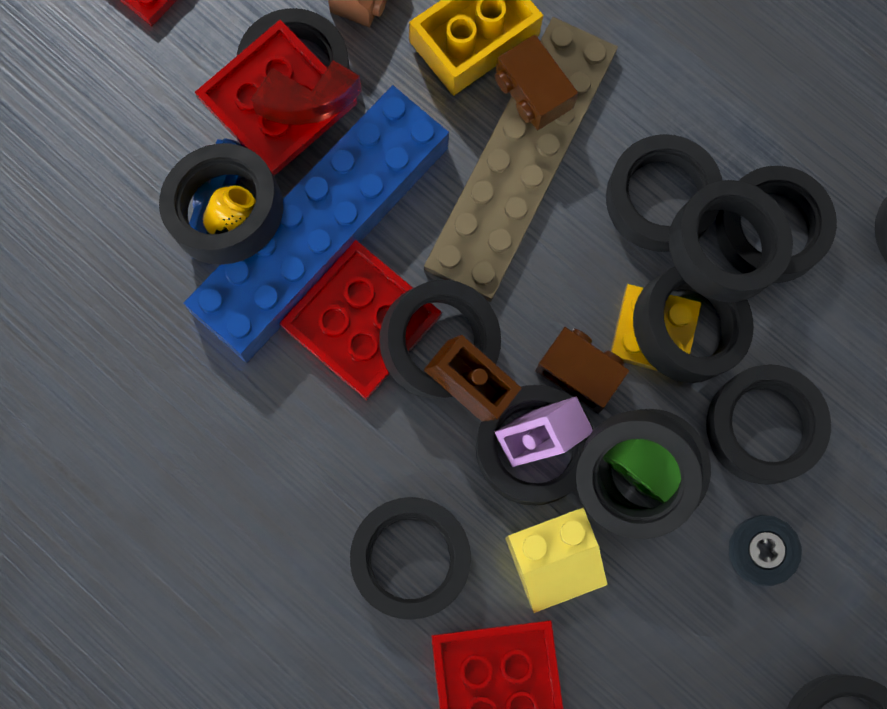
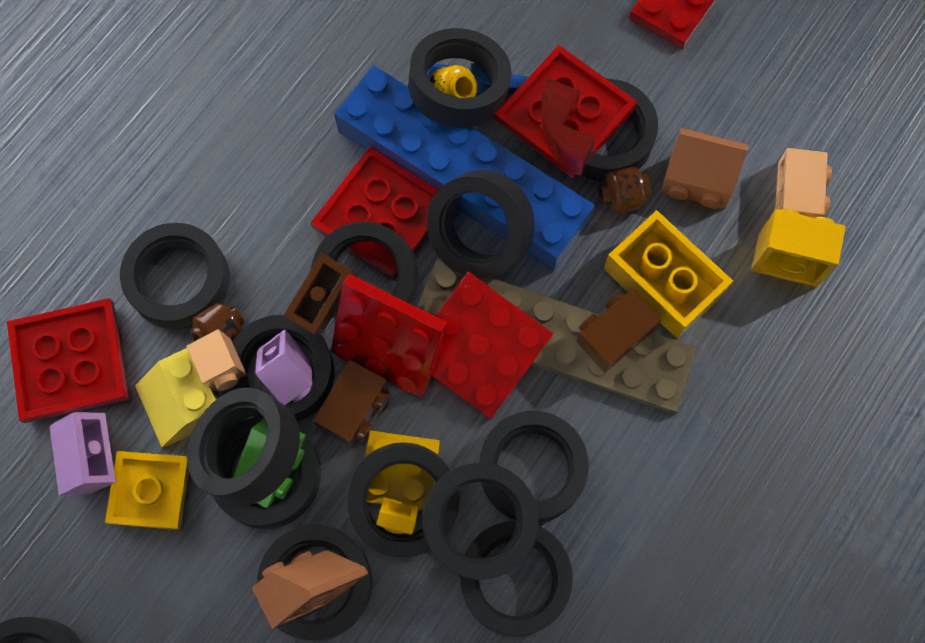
camera: 90 degrees right, 5 degrees down
(371, 56) = (625, 189): none -> reddish brown head
(441, 214) = (507, 196): none -> black tyre
(481, 511) = (217, 317): none -> reddish brown head
(524, 313) = (387, 335): none -> red plate
(531, 228) = (485, 345): none -> red plate
(533, 504) = (216, 361): none -> light nougat brick
(616, 669) = (82, 453): none -> lavender brick
(657, 599) = (148, 491): none -> yellow plate
(710, 330) = (397, 516): none -> yellow plate
(783, 422) = (304, 585): none -> nougat slope
(785, 550) = (200, 608): black bush -> none

